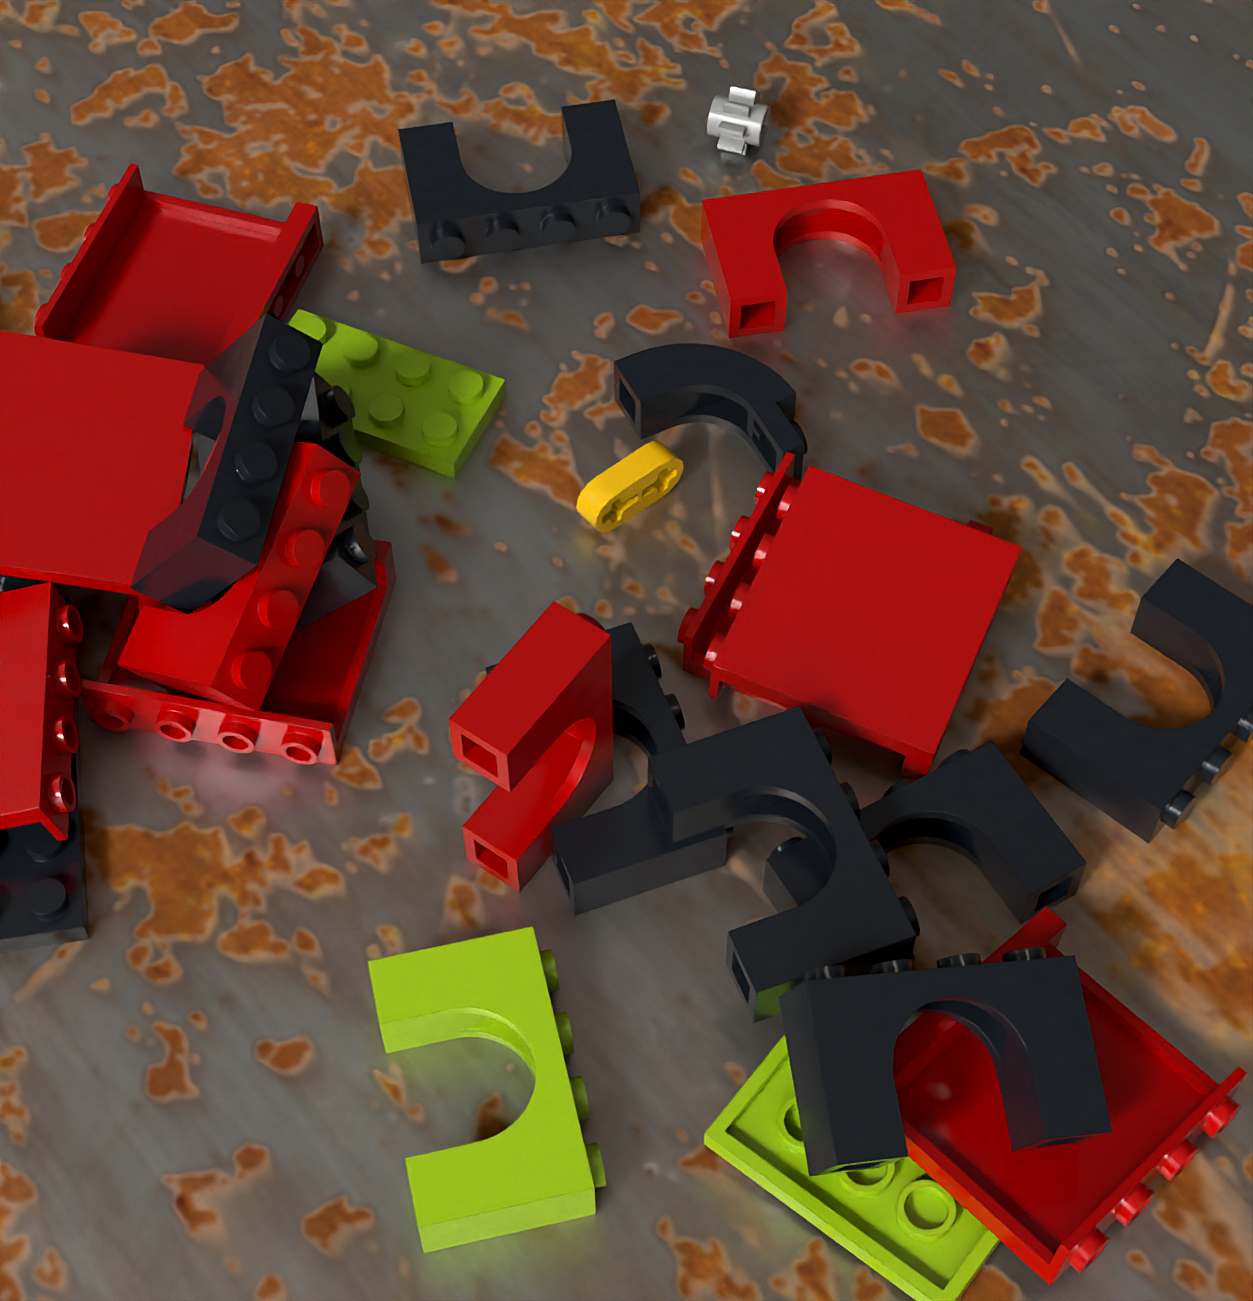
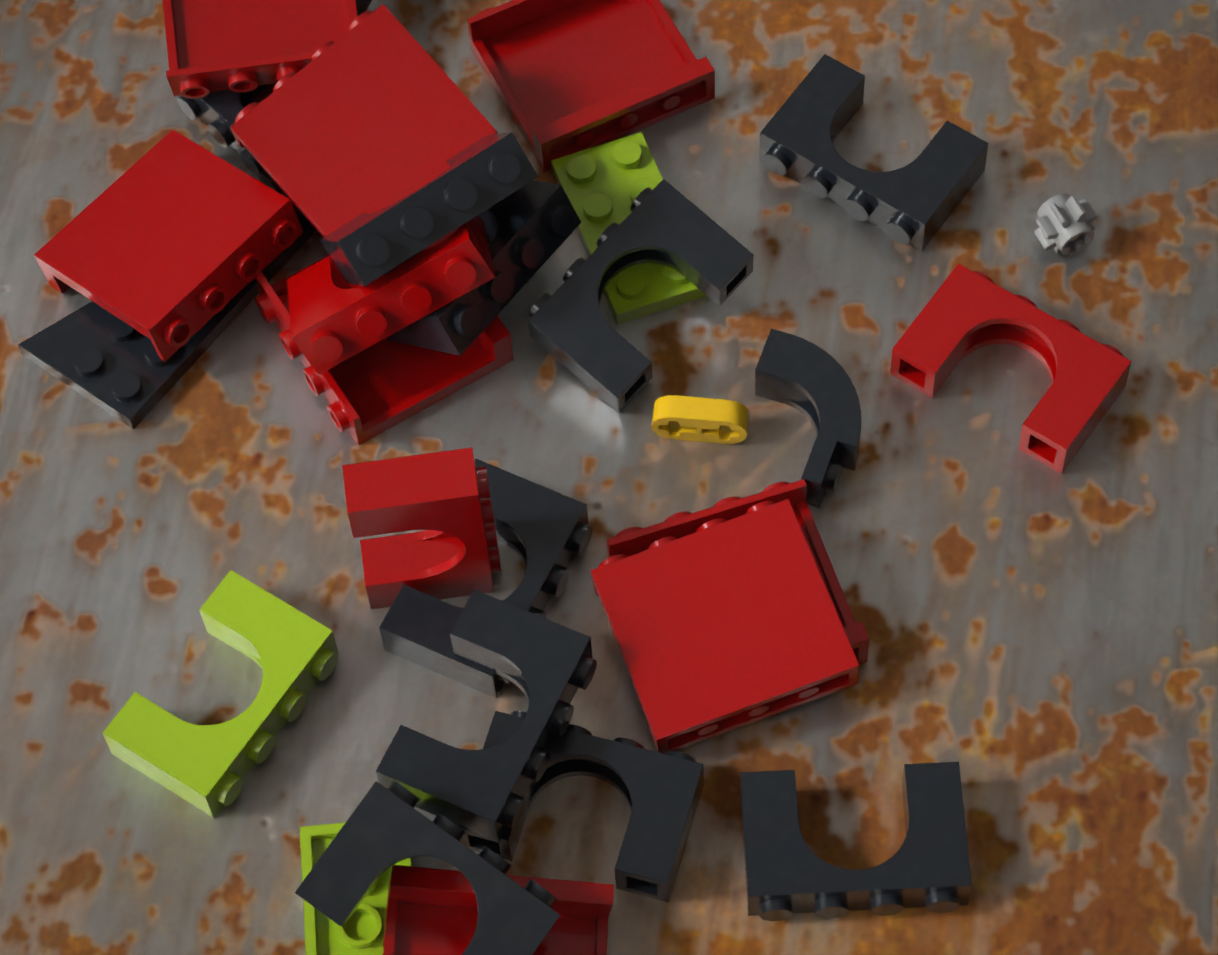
camera: 50 degrees right, 5 degrees up
(437, 490) = (659, 230): none -> black arch

